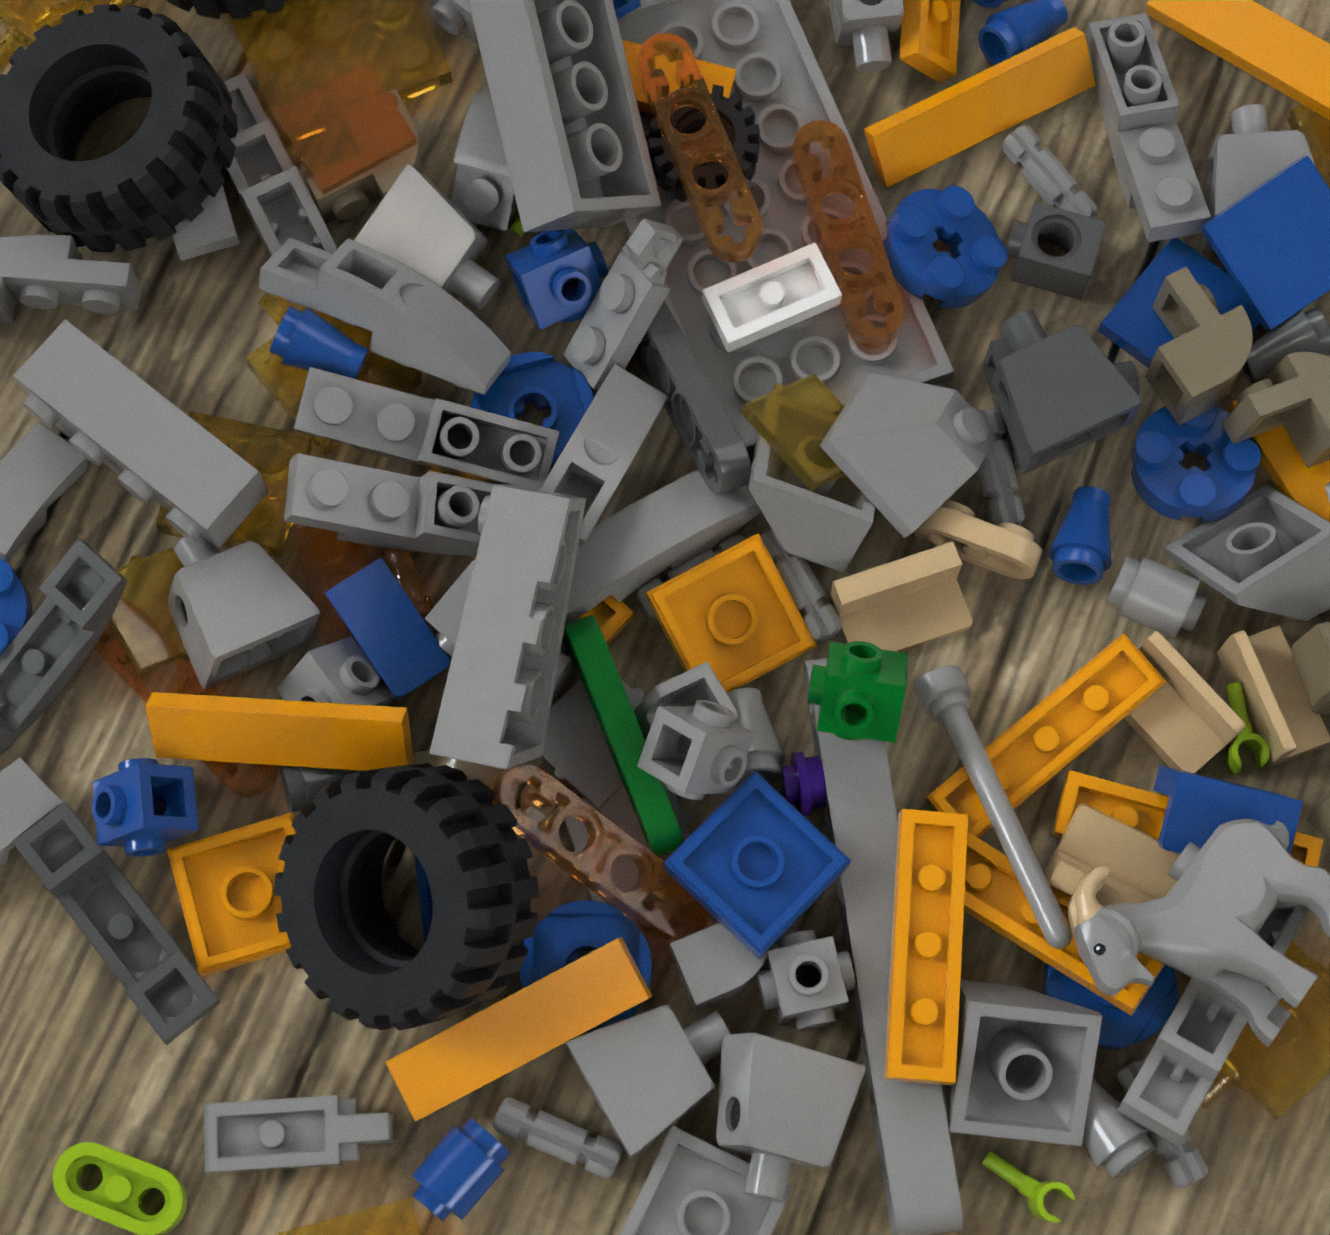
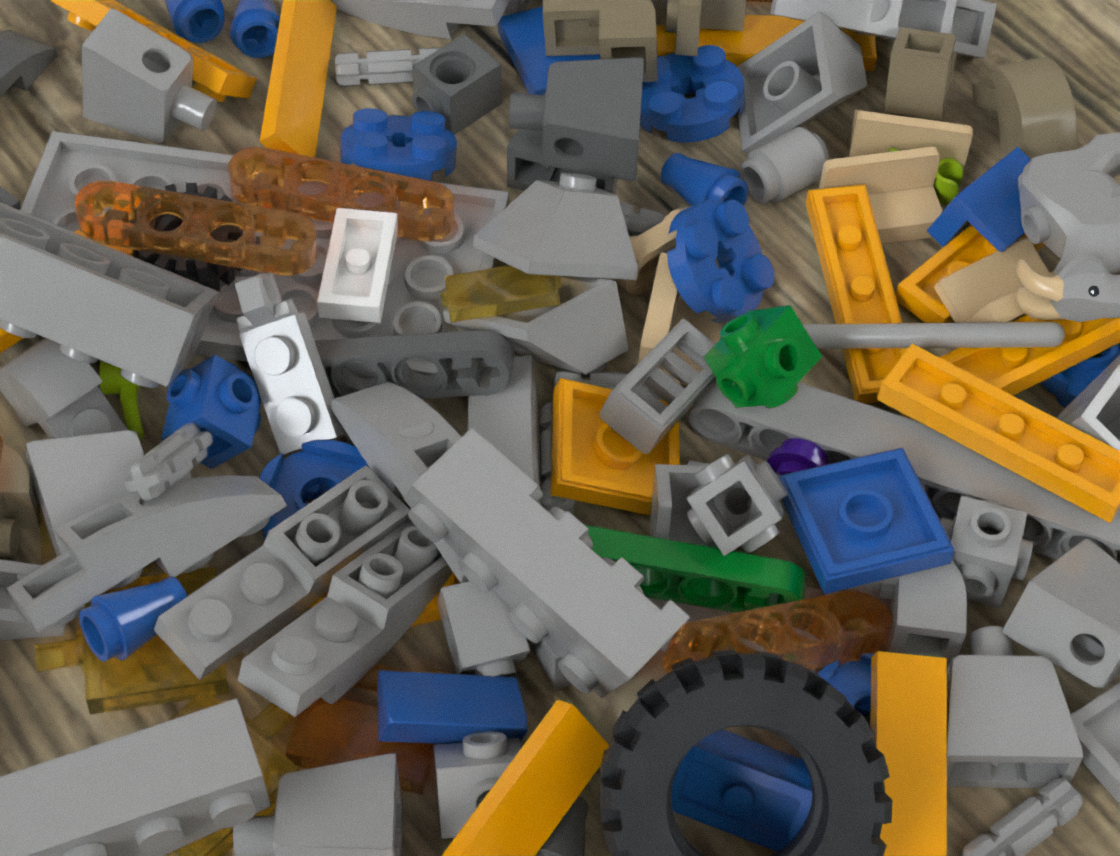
camera: 60 degrees left, 20 degrees down
(460, 280) = (168, 461): none -> light grey axle
(749, 617) = (637, 412): none -> light grey slope
(998, 624) = (723, 233): none -> blue plate

